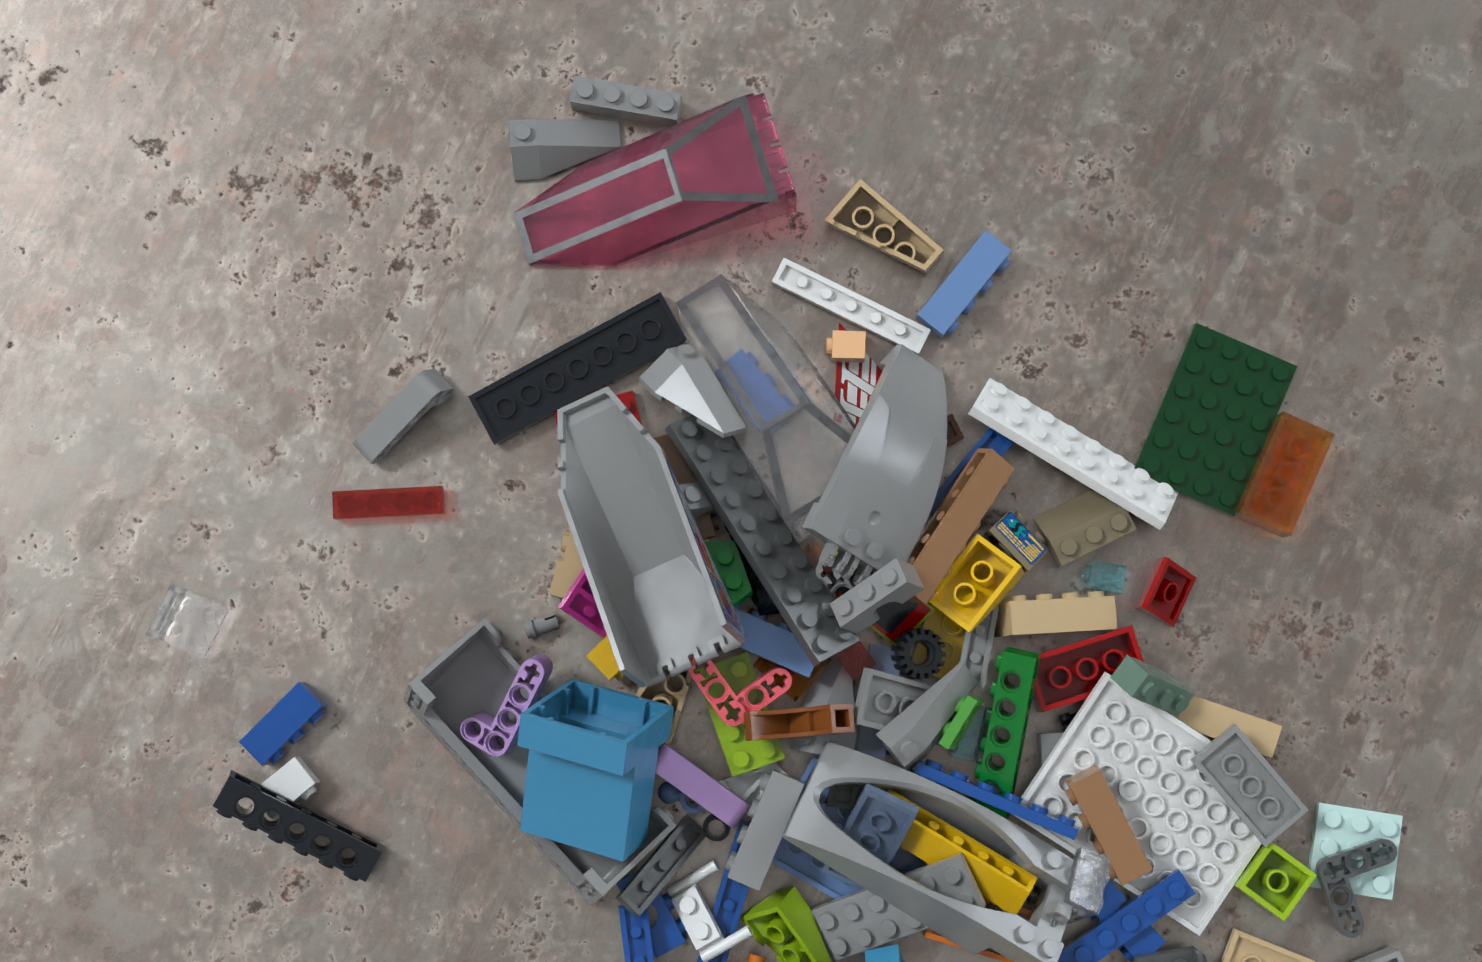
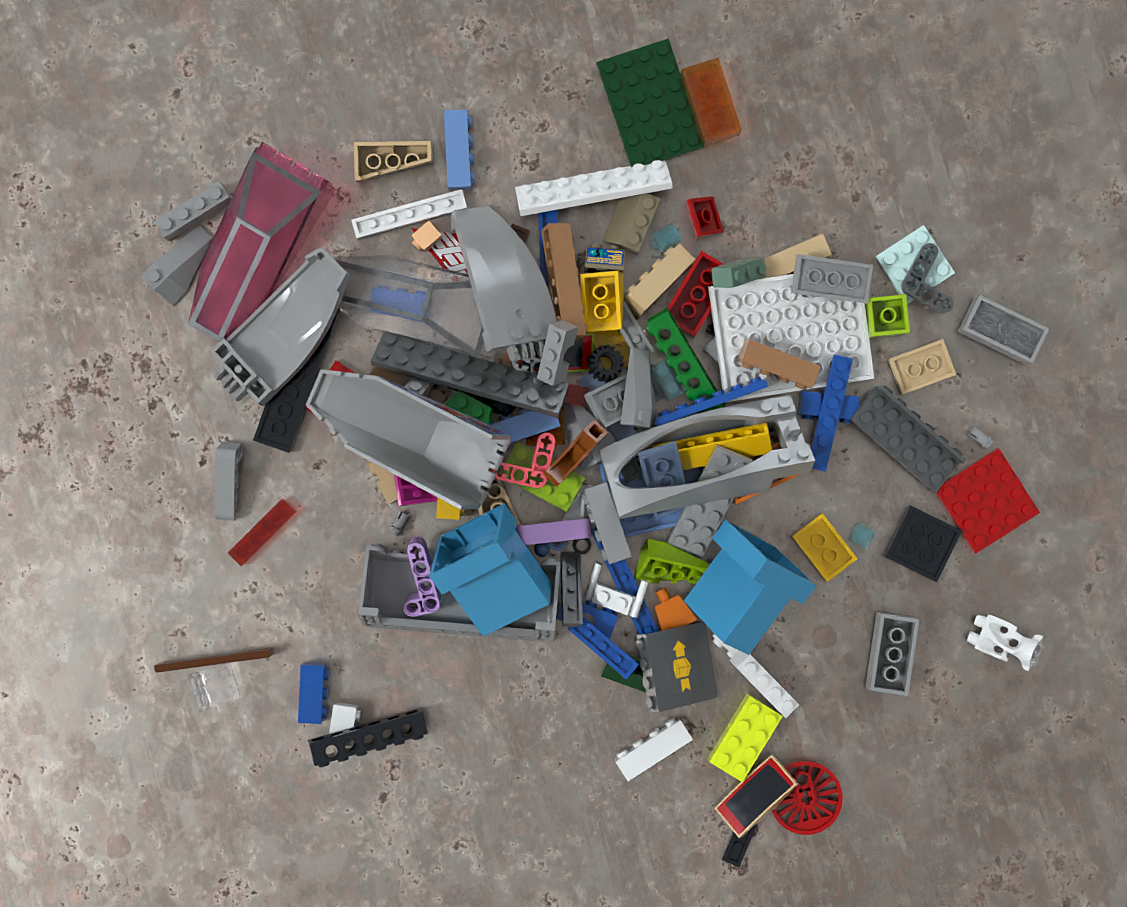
camera: 50 degrees left, 5 degrees up
(213, 592) = (213, 660): none -> reddish brown tile
(605, 309) = (283, 330): none -> light grey windscreen
(691, 385) = (363, 330): light grey wedge -> none
(955, 730) = (658, 386): bright green plate -> none
(1086, 884) = (794, 403): clear bracket -> none

